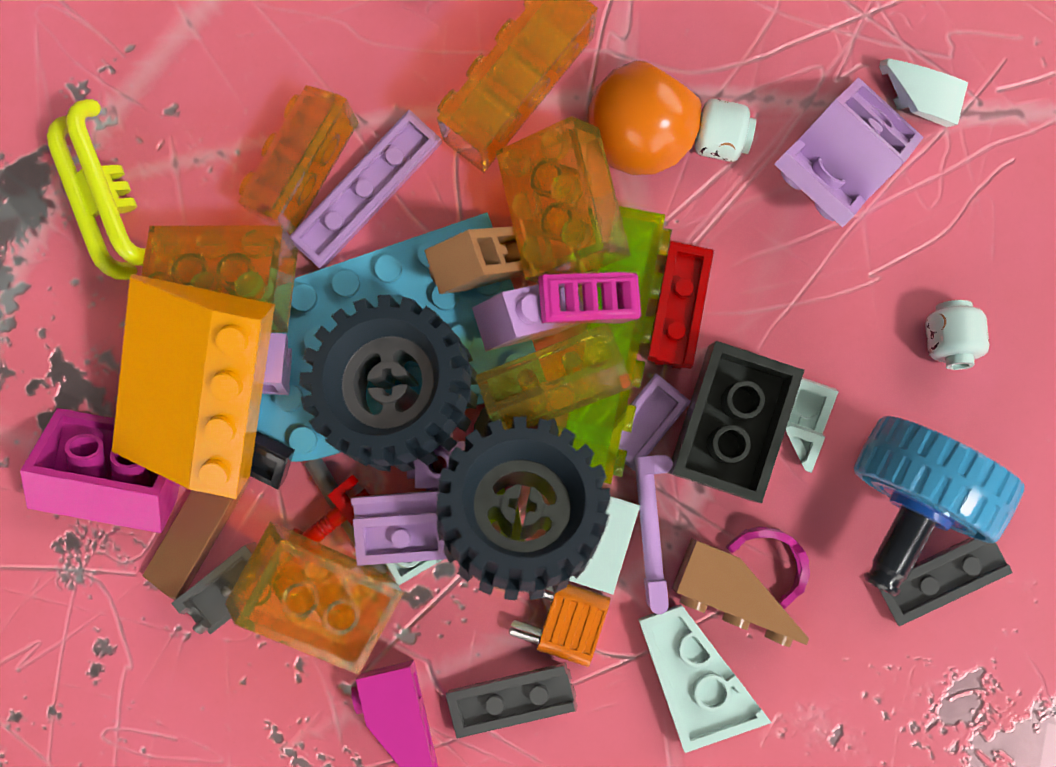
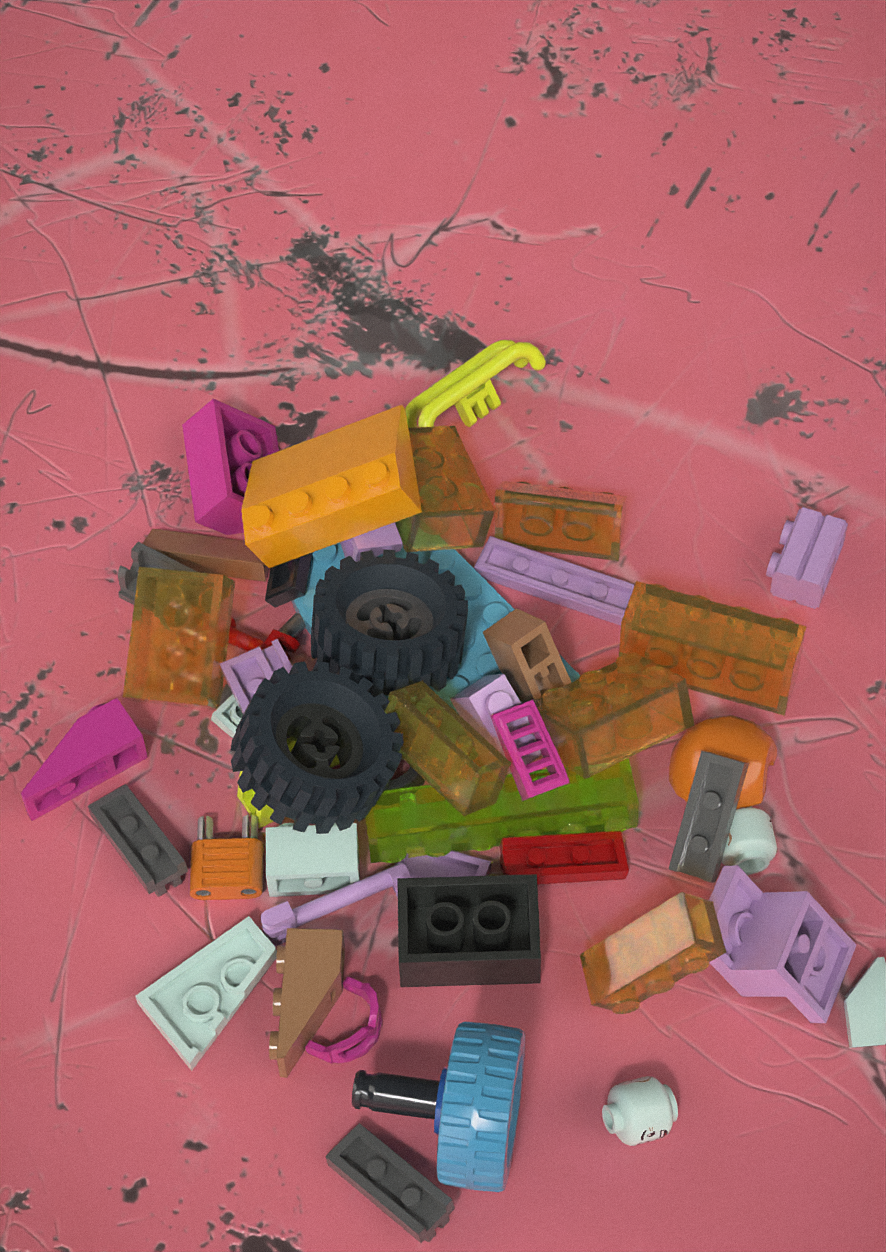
camera: 70 degrees right, 30 degrees down
(705, 153) = (708, 816): none -> dark grey hinge
(809, 420) = (504, 1004): light aqua slope -> none
(839, 264) = (652, 953): none -> clear yellow brick

